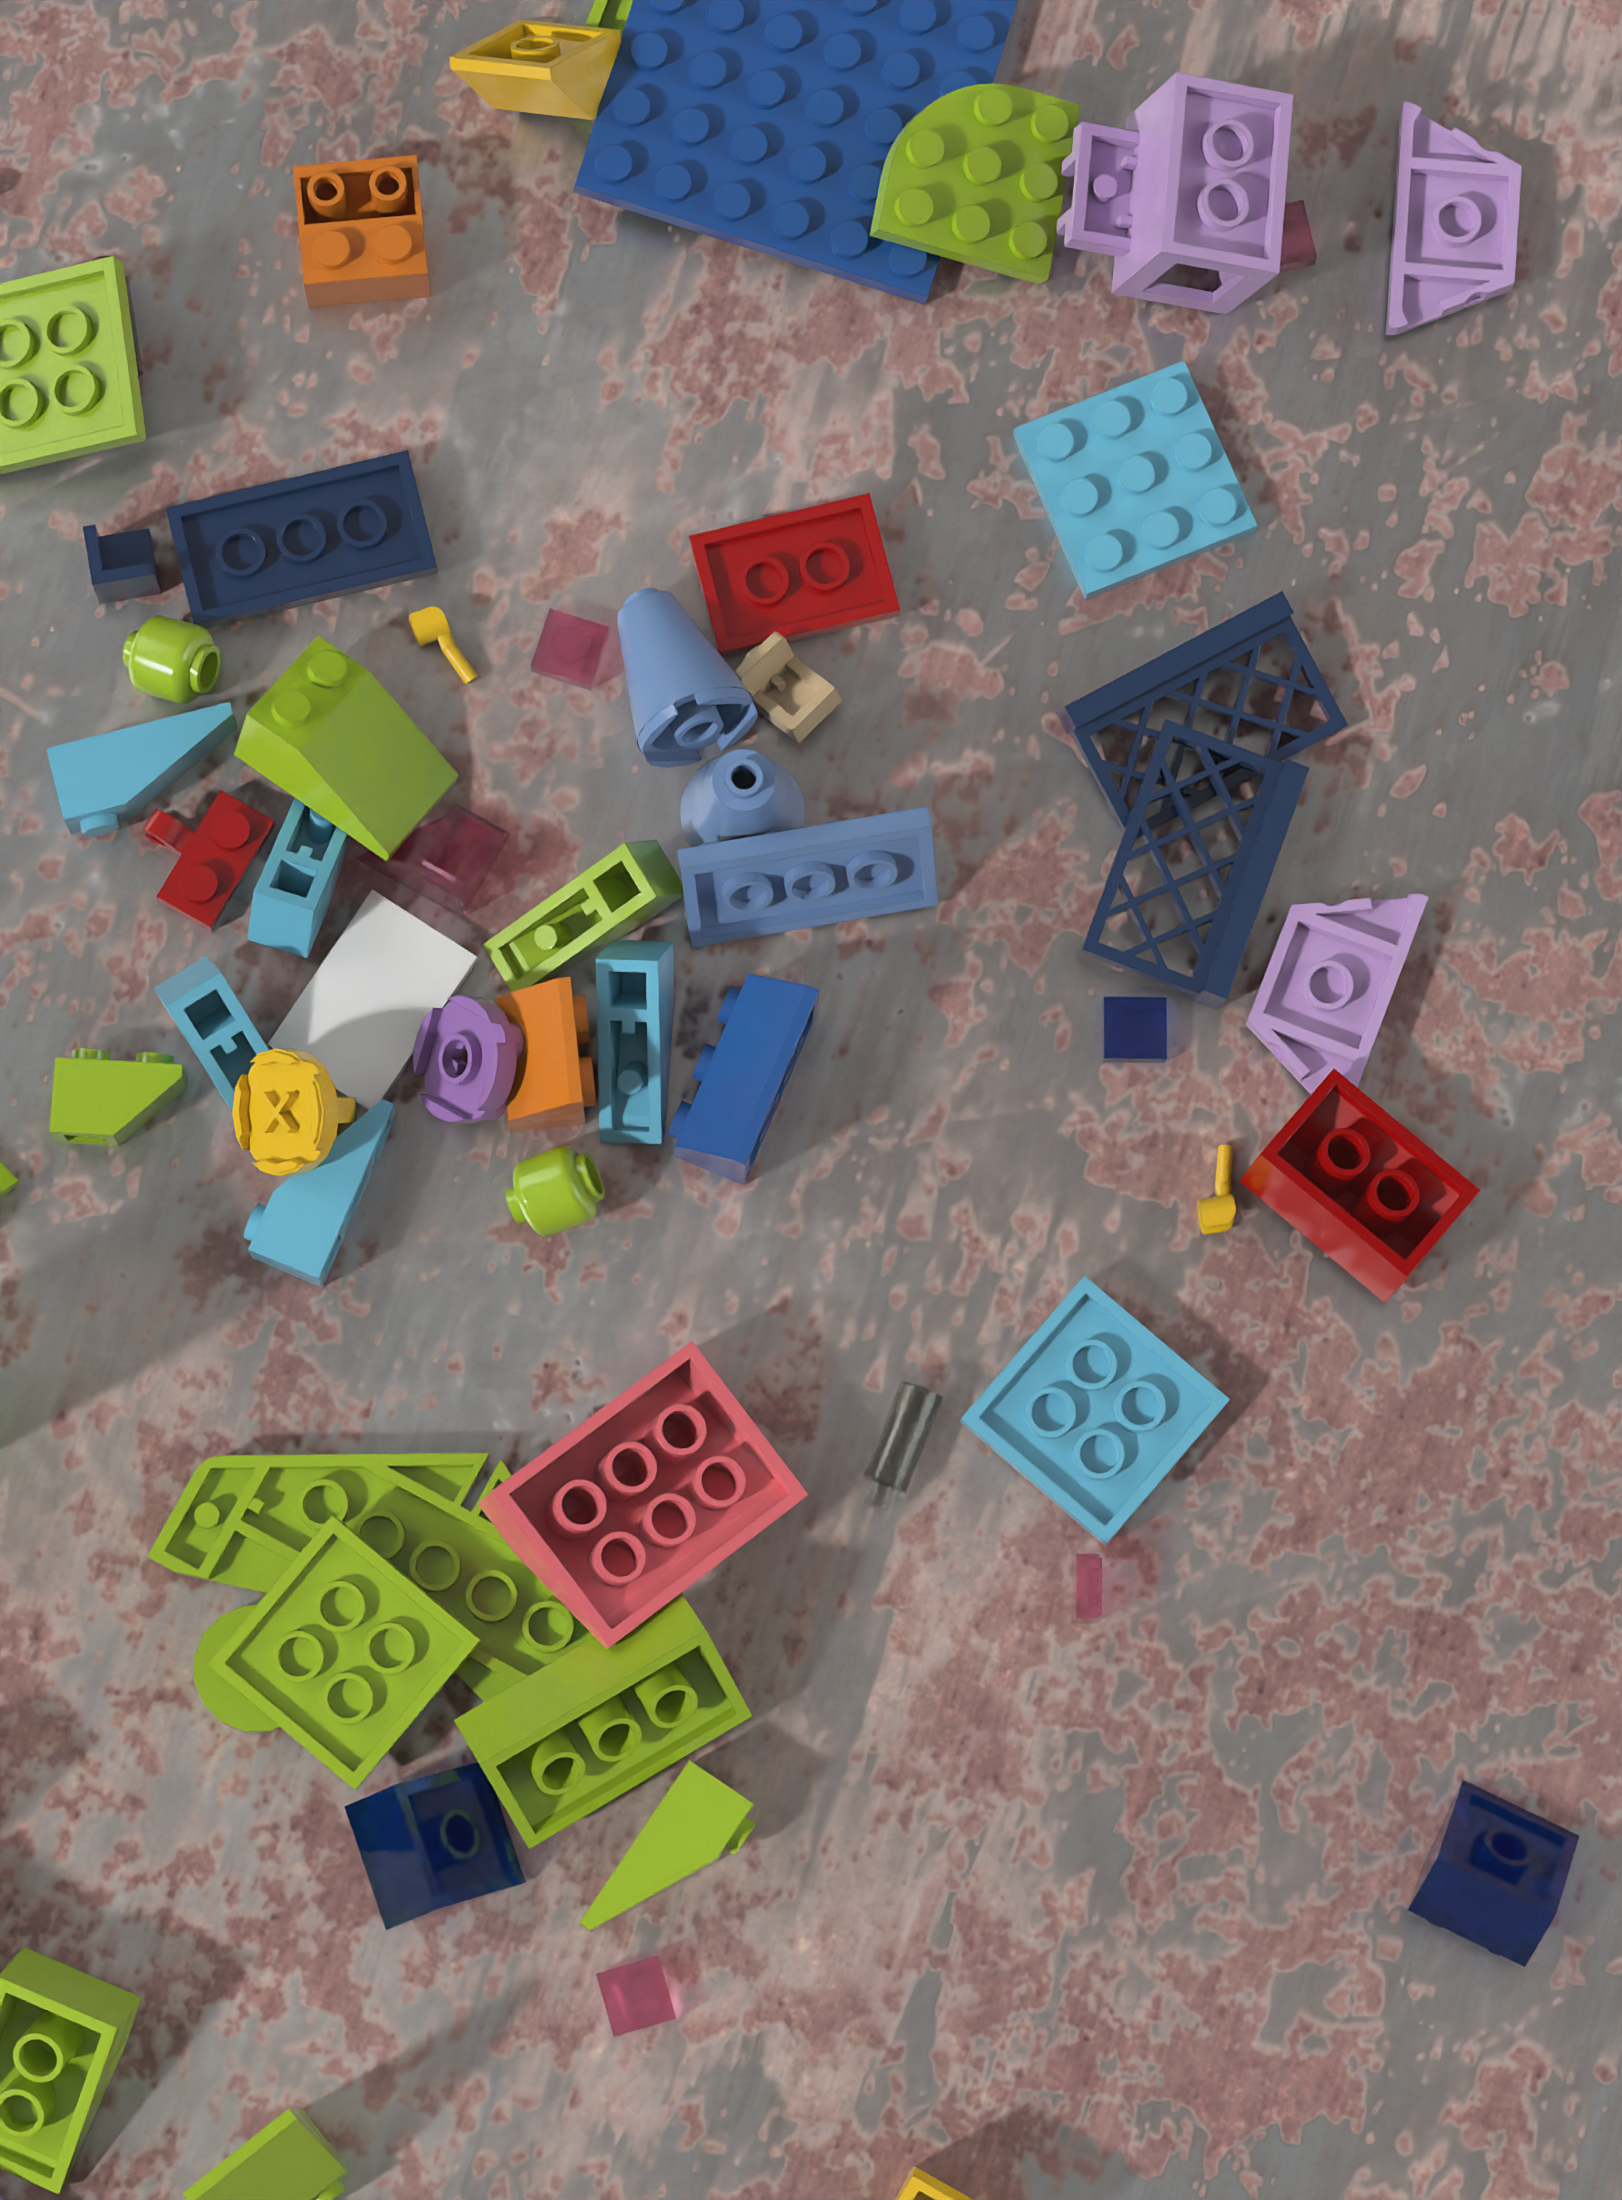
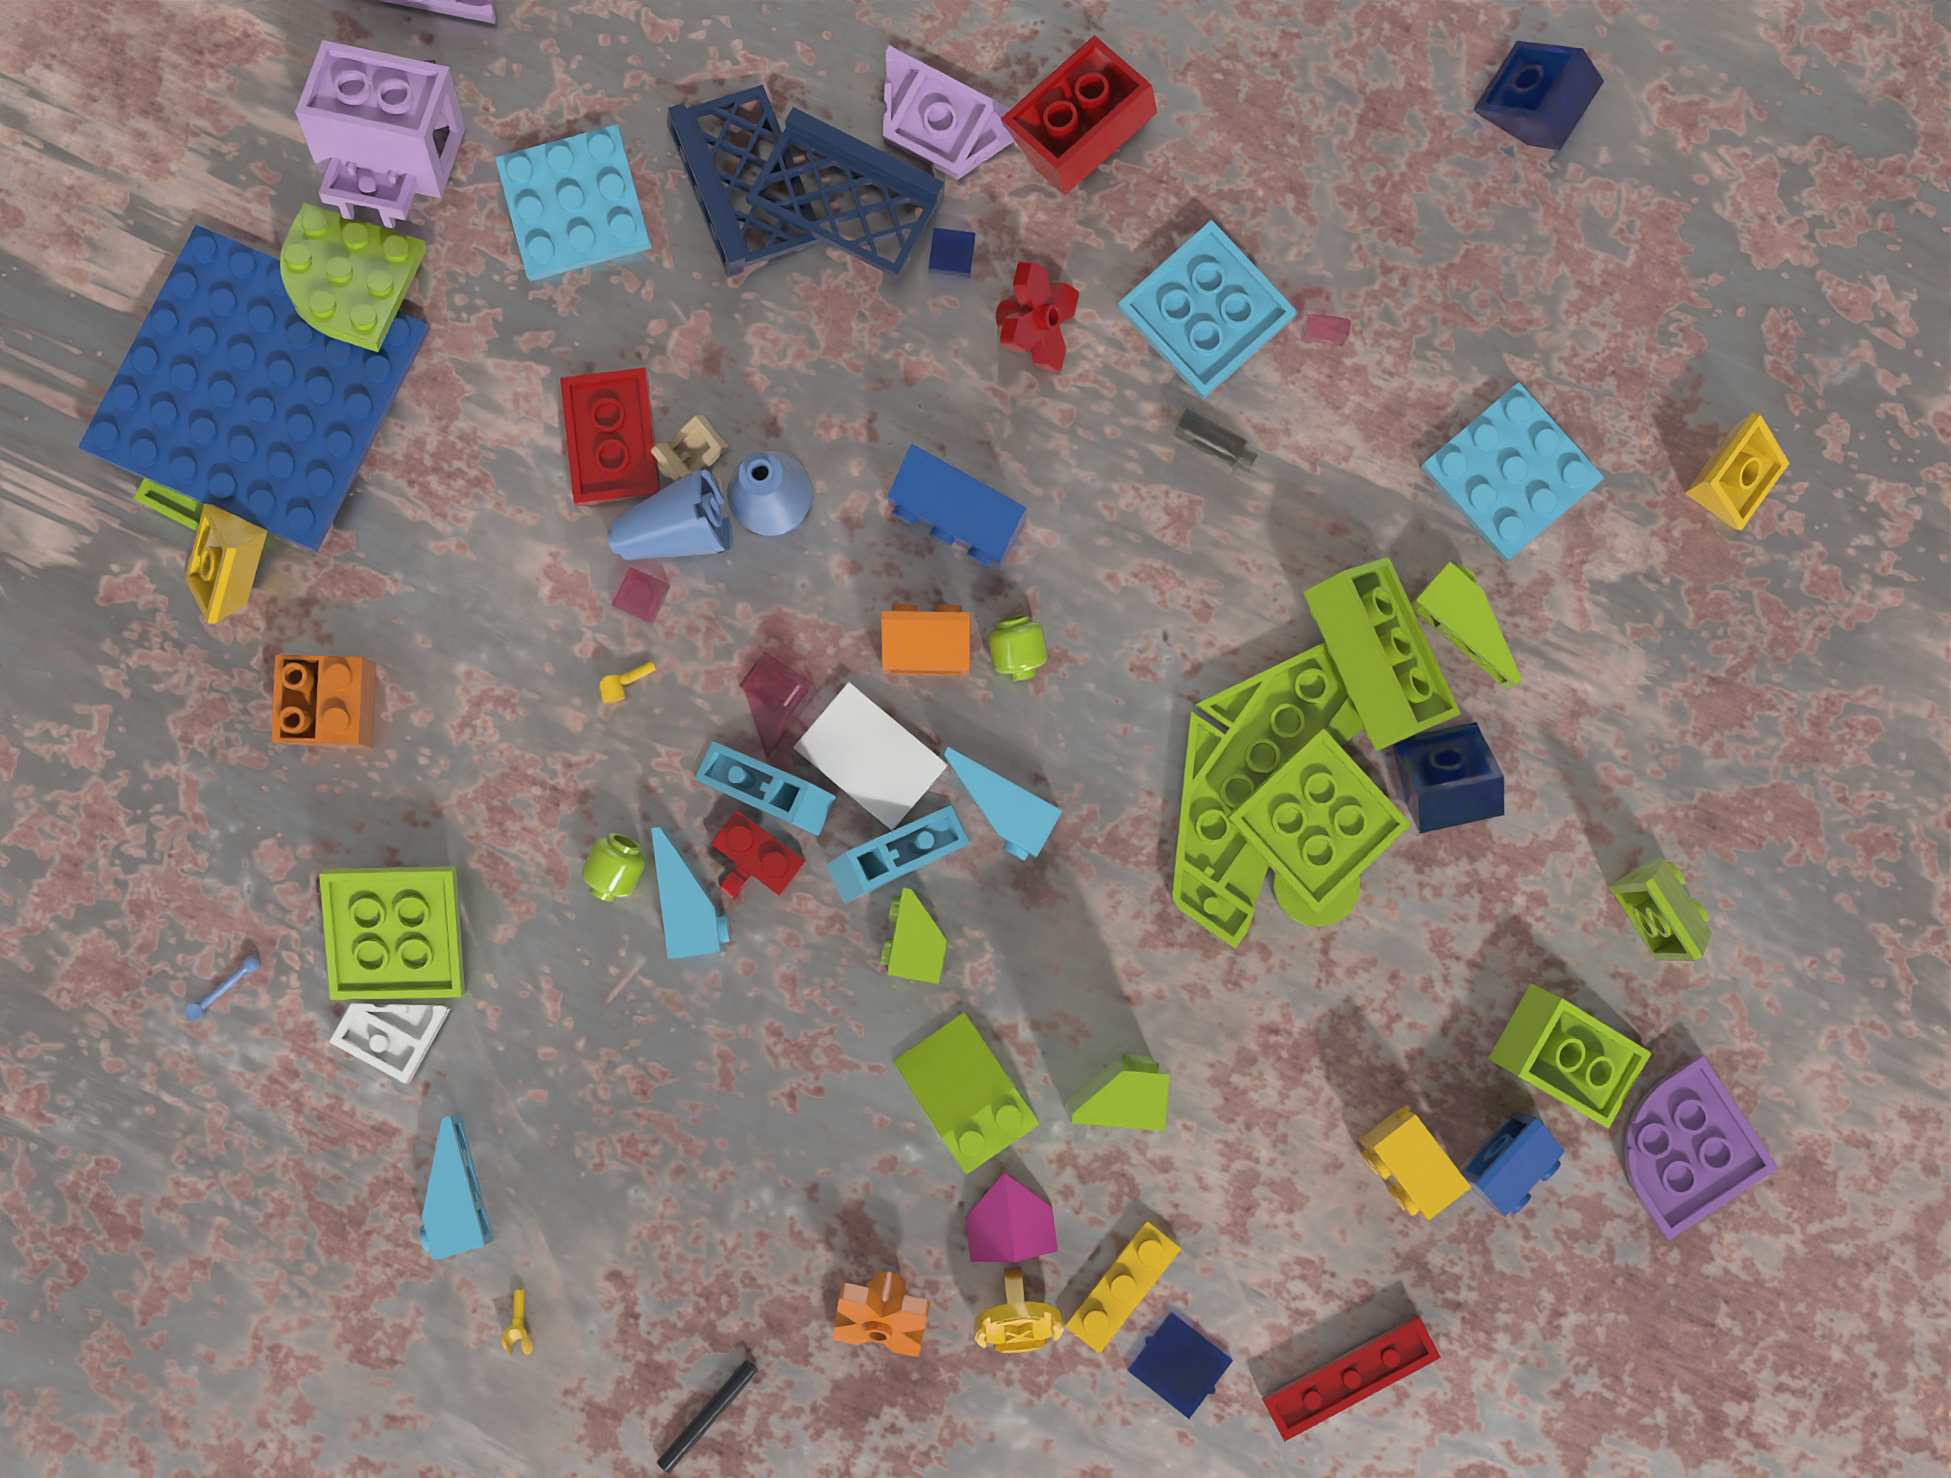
camera: 75 degrees left, 5 degrees up
(121, 564) = (540, 894): dark blue panel -> none
(288, 1111) = (947, 817): yellow tile -> none
(301, 540) = (540, 768): dark blue plate -> none
(345, 749) = (695, 752): lime slope -> none
(481, 1086) = (927, 674): medium lavender plate -> none
(586, 914) = (831, 605): lime slope -> none
(634, 1039) = (919, 581): medium azure slope -> none
(636, 1996) = (1559, 657): clear pink tile -> none
(644, 1497) = (1238, 608): coral slope -> none
(808, 876) = (824, 448): medium blue plate -> none
(909, 1896) = (1512, 472): none -> medium azure plate
(1046, 1153) = (1034, 315): none -> red plant
(1218, 1212) = (1081, 210): yellow hand -> none

